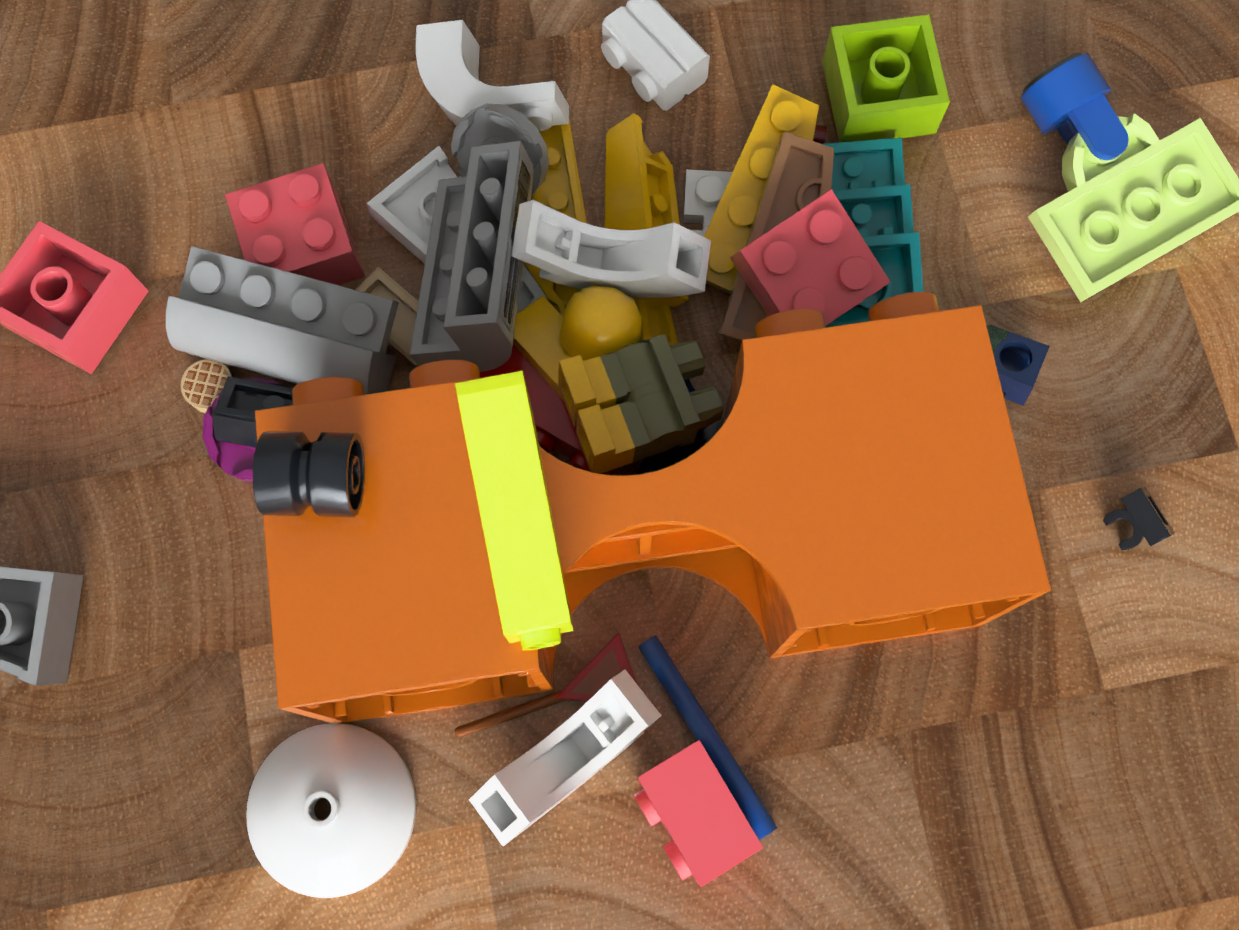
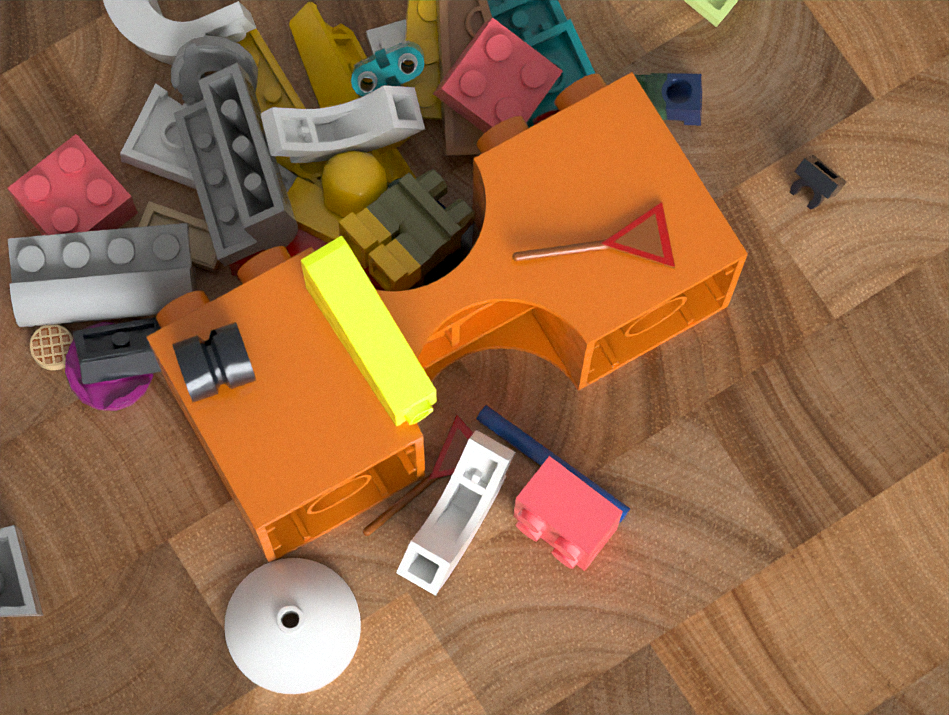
camera: 25 degrees left, 0 degrees up
(690, 208) = (387, 67): none -> teal piece
(920, 519) = (642, 238): none -> dark orange piece

